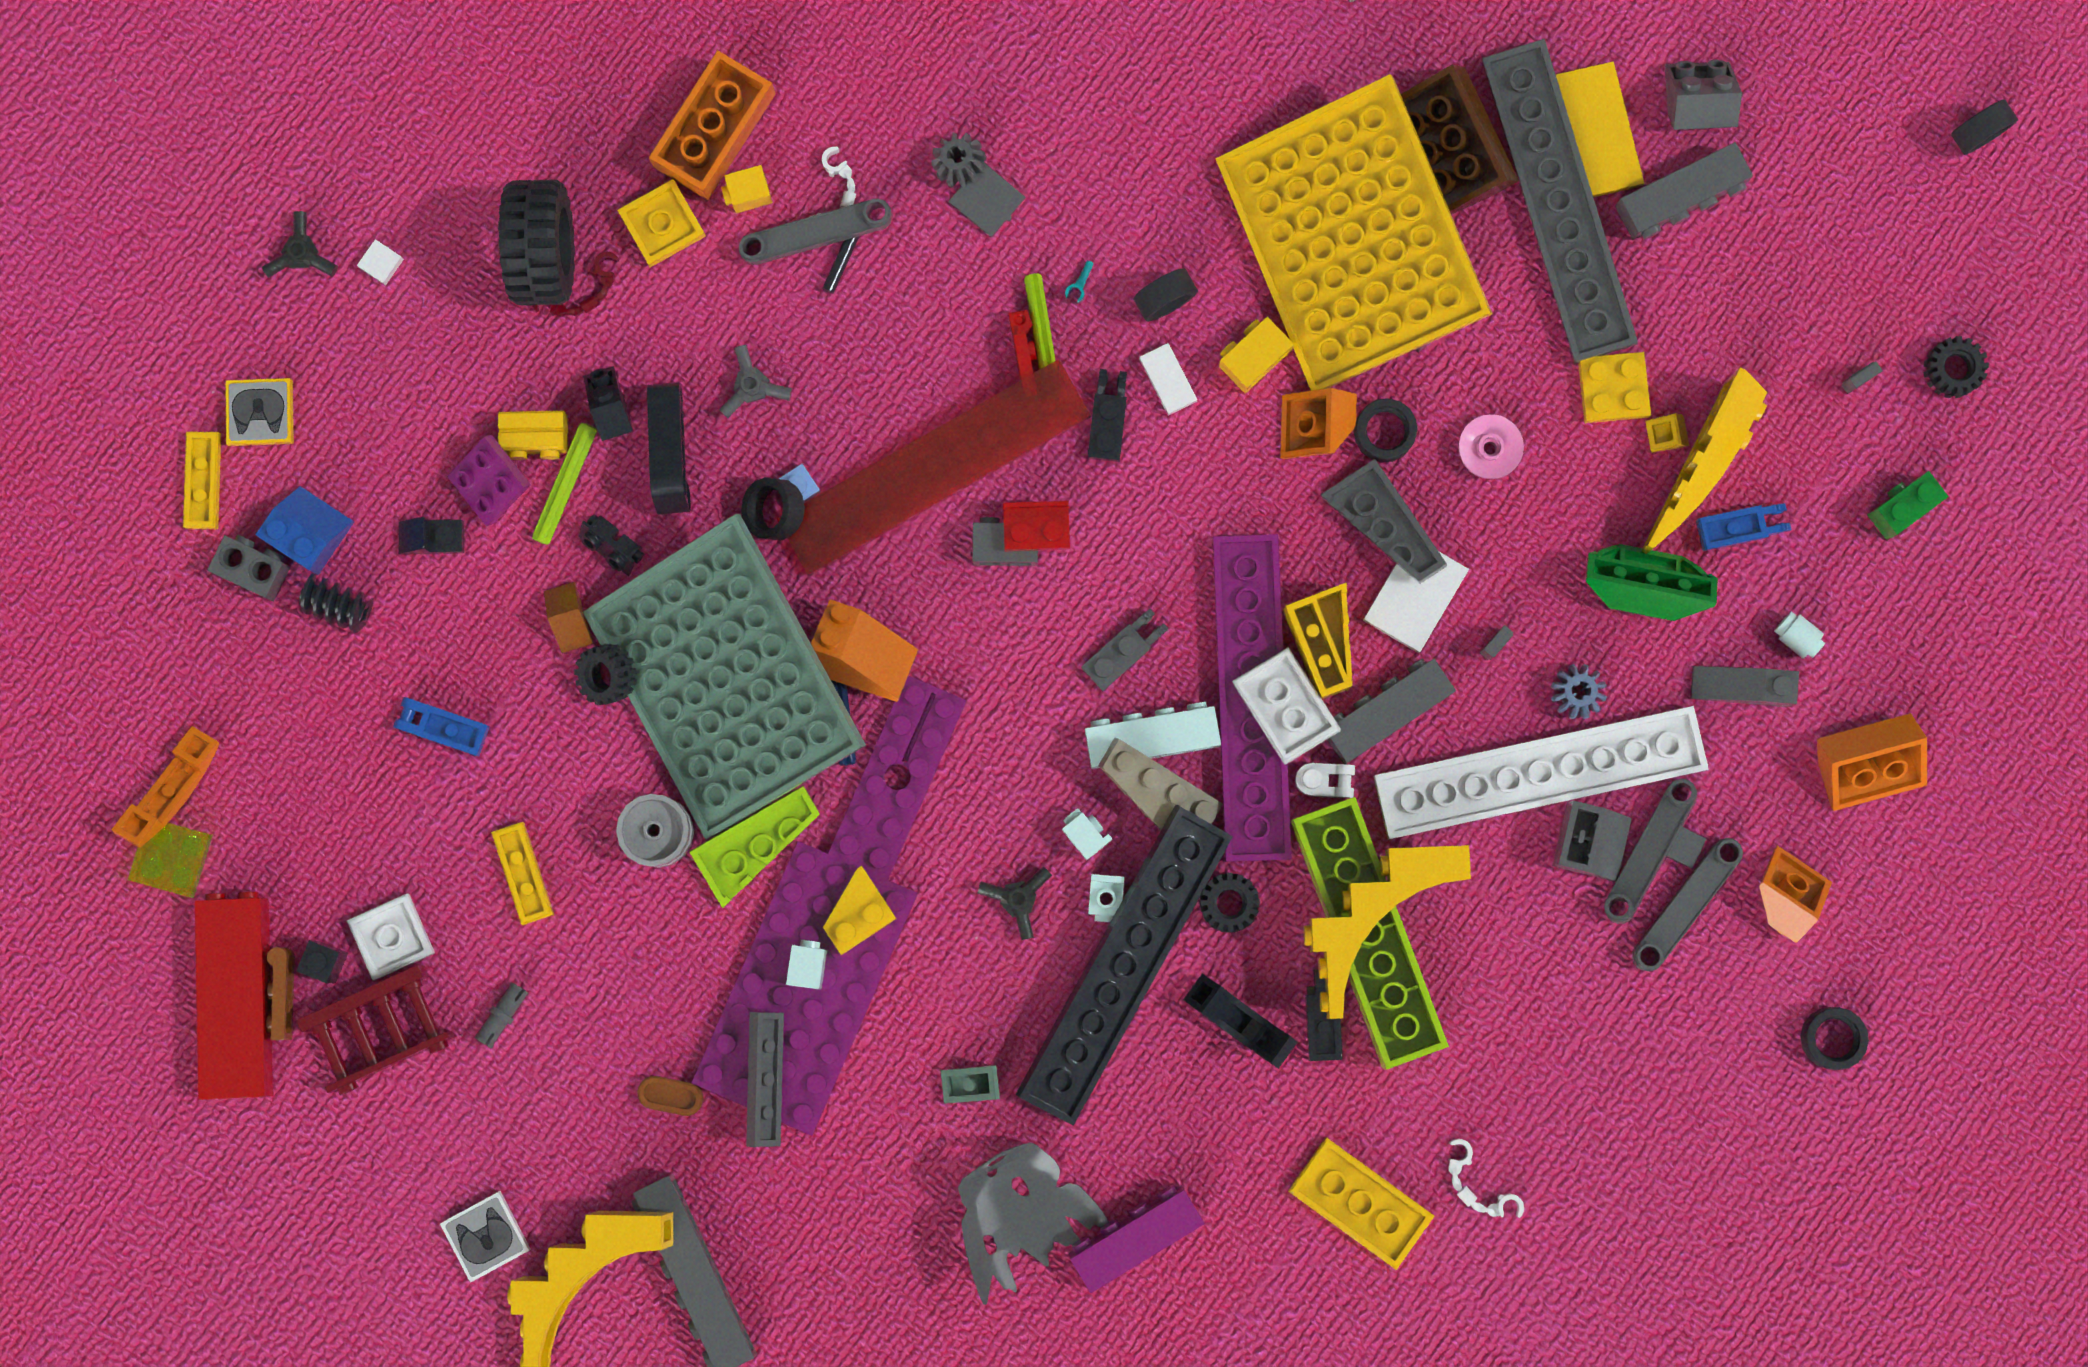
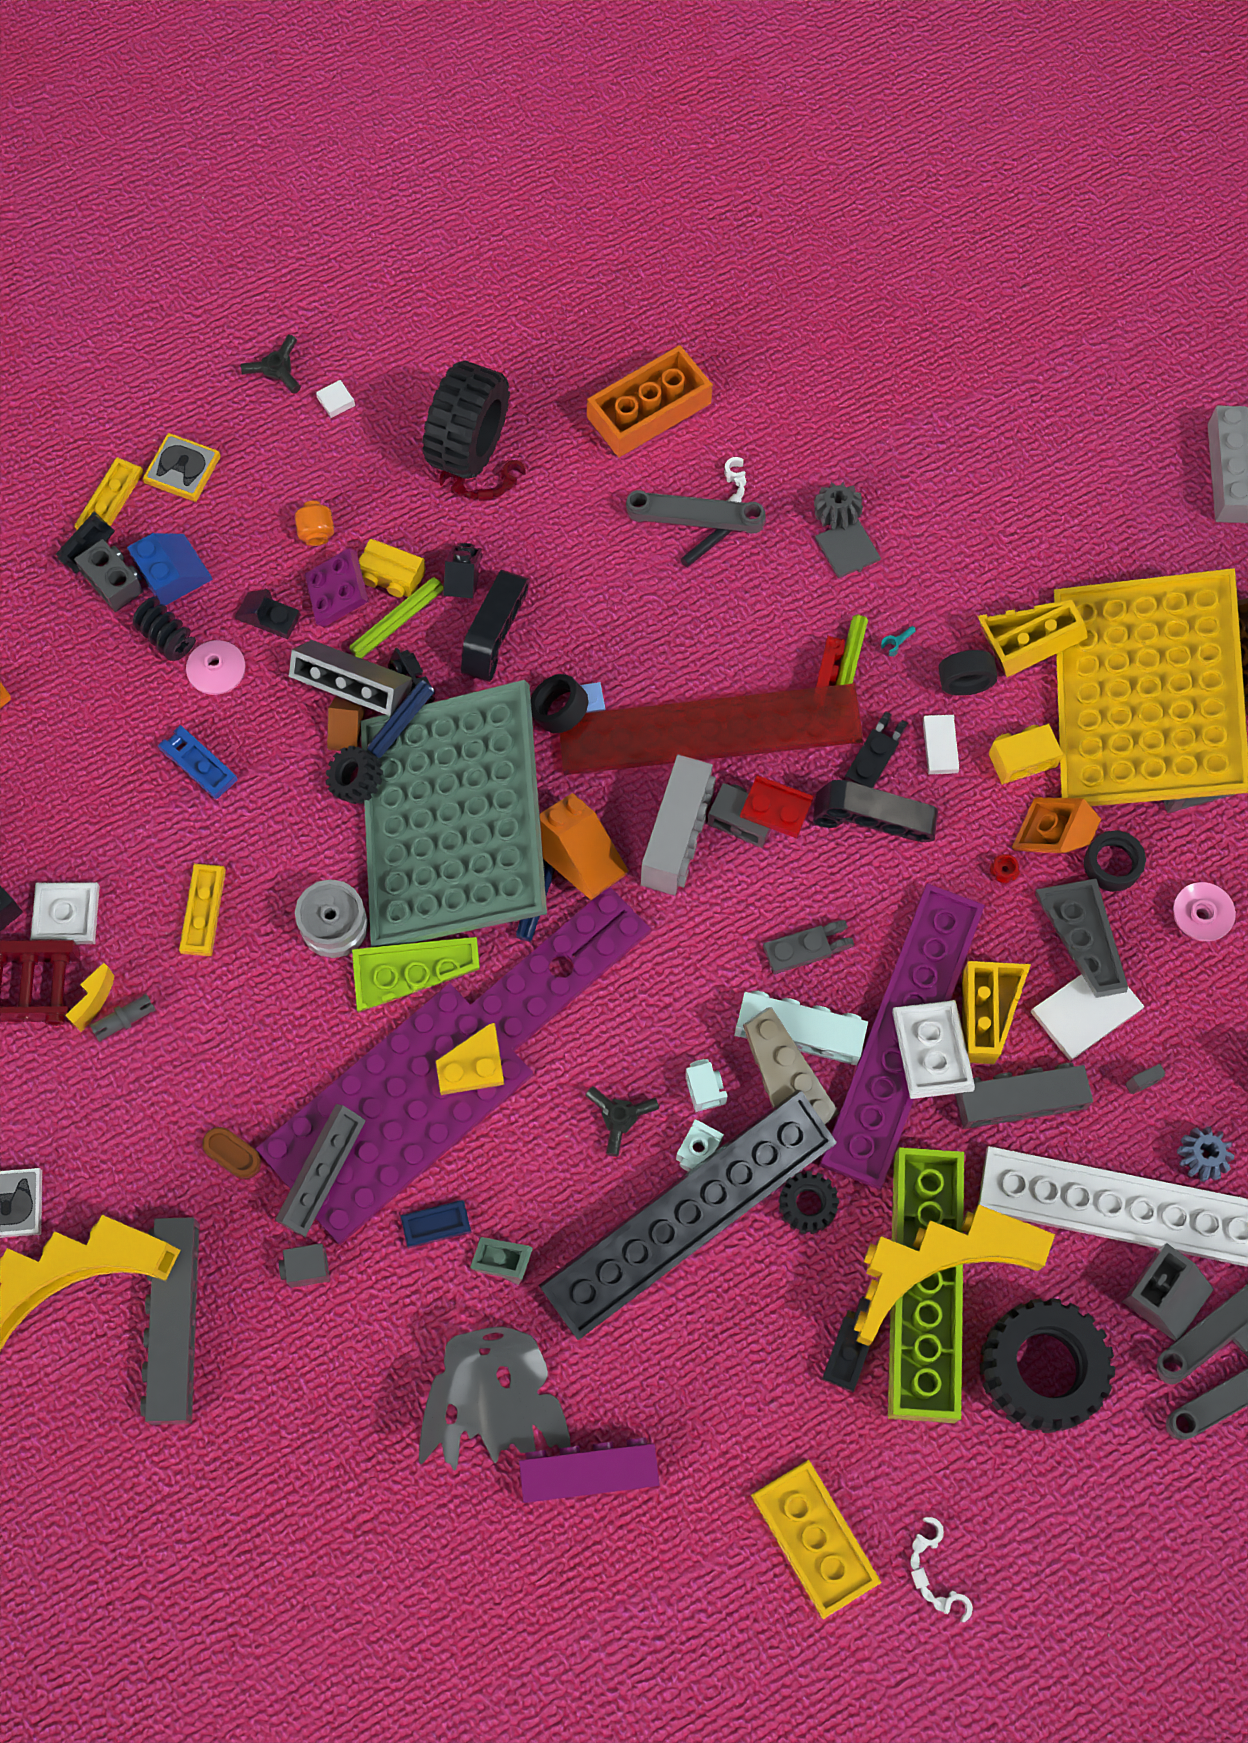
camera: 20 degrees right, 15 degrees down
(203, 542) = (86, 536): none -> black hinge
(421, 622) = (217, 678): none -> bright pink dish
(430, 418) = (314, 523): none -> orange head
(462, 999) = (97, 989): none -> yellow slope
(552, 575) = (349, 677): none -> dark grey brick
(625, 599) = (400, 719): none -> dark blue axle
(661, 223) = (573, 458): yellow plate -> none
(746, 189) = (654, 460): yellow brick -> none
(751, 385) = (587, 606): dark grey piece -> none
(791, 1170) = (304, 1265): none -> dark grey brick
(806, 965) = (405, 1087): light aqua brick -> none
(893, 1076) = (435, 1224): none -> dark blue tile
(946, 587) = (678, 825): none -> light grey brick
(1133, 484) = (874, 809): none -> black beam
(1213, 226) = (1032, 634): none -> yellow wedge
(1240, 1021) = (771, 1310): black arch -> none
(1286, 477) = (1010, 863): none -> red plate
(1314, 779) = (930, 1127): white plate -> none
(1551, 953) = (1082, 1341): none -> black tyre

